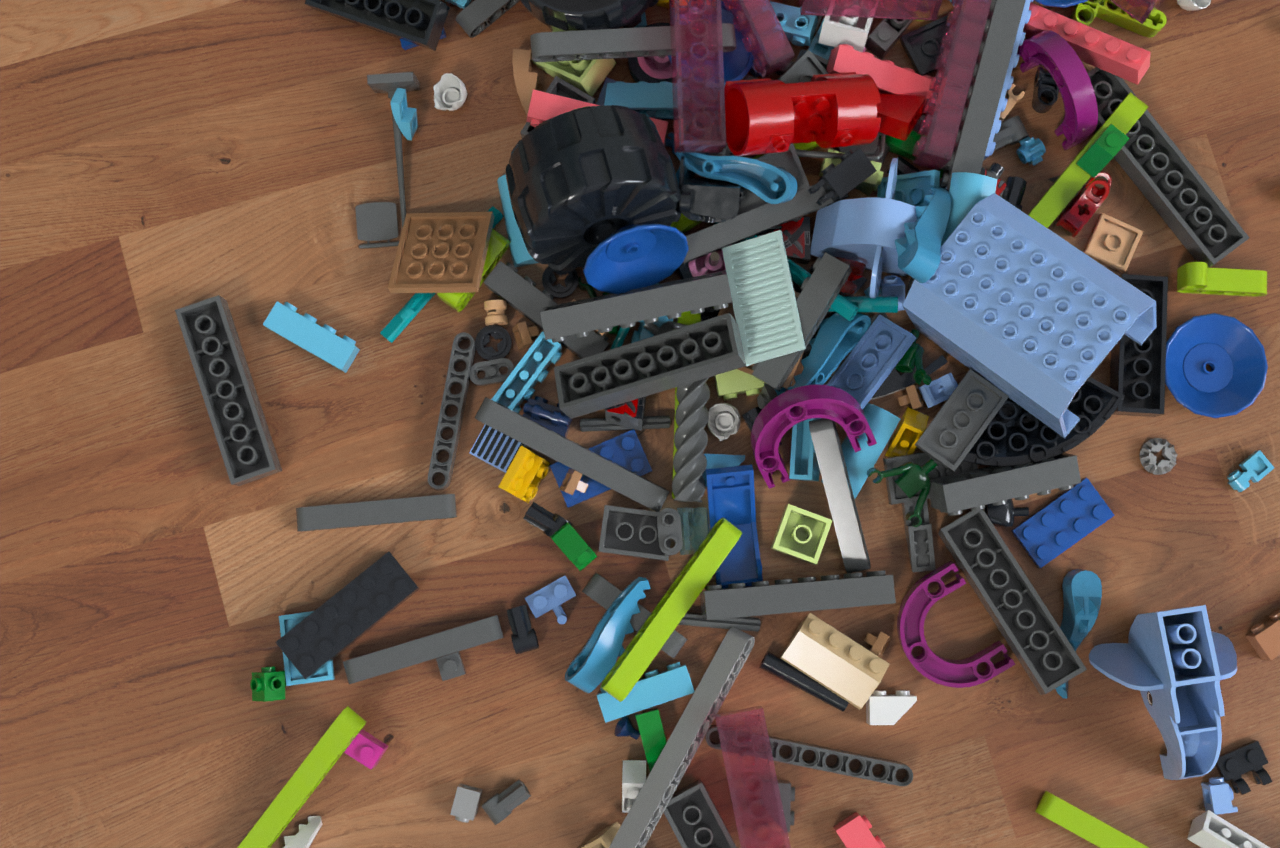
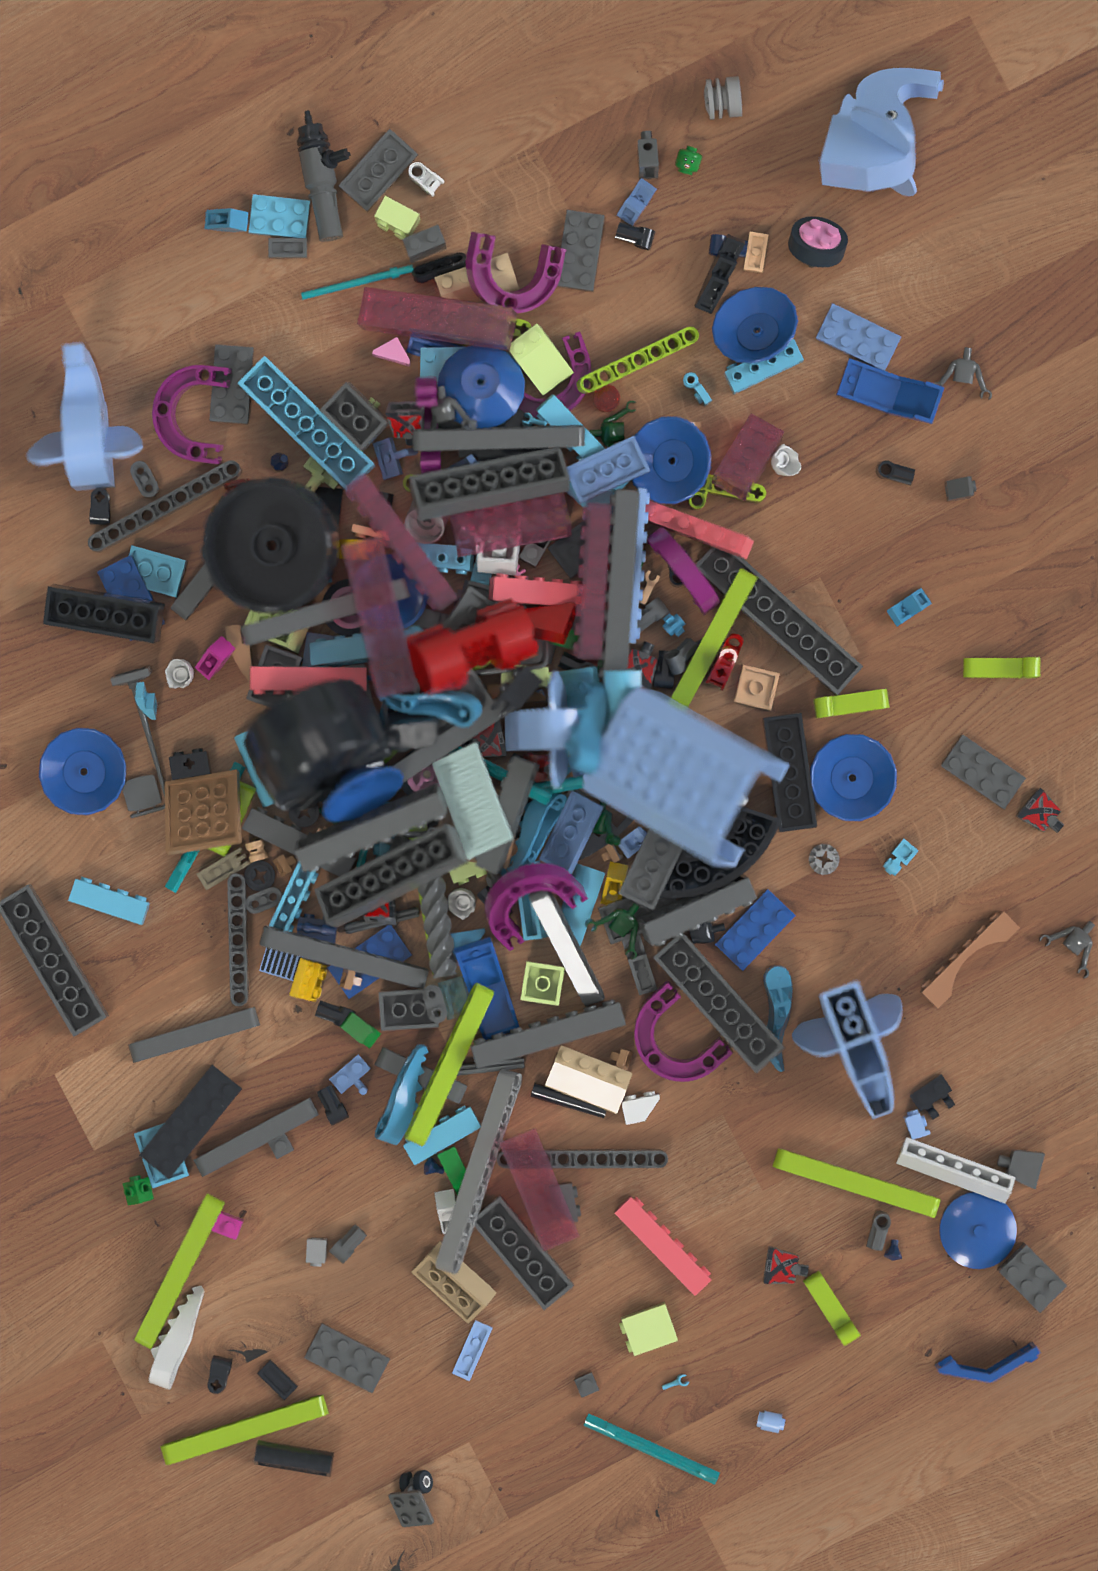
camera: 10 degrees left, 5 degrees up
(300, 162) = (62, 768): none -> blue dish
(429, 191) = (180, 771): none -> black brick
(449, 326) = (222, 869): none -> dark tan hinge
(494, 80) = (215, 657): none -> dark pink brick
(1033, 186) = (680, 656): none -> dark grey piece
(1102, 150) = (725, 623): green slope -> none

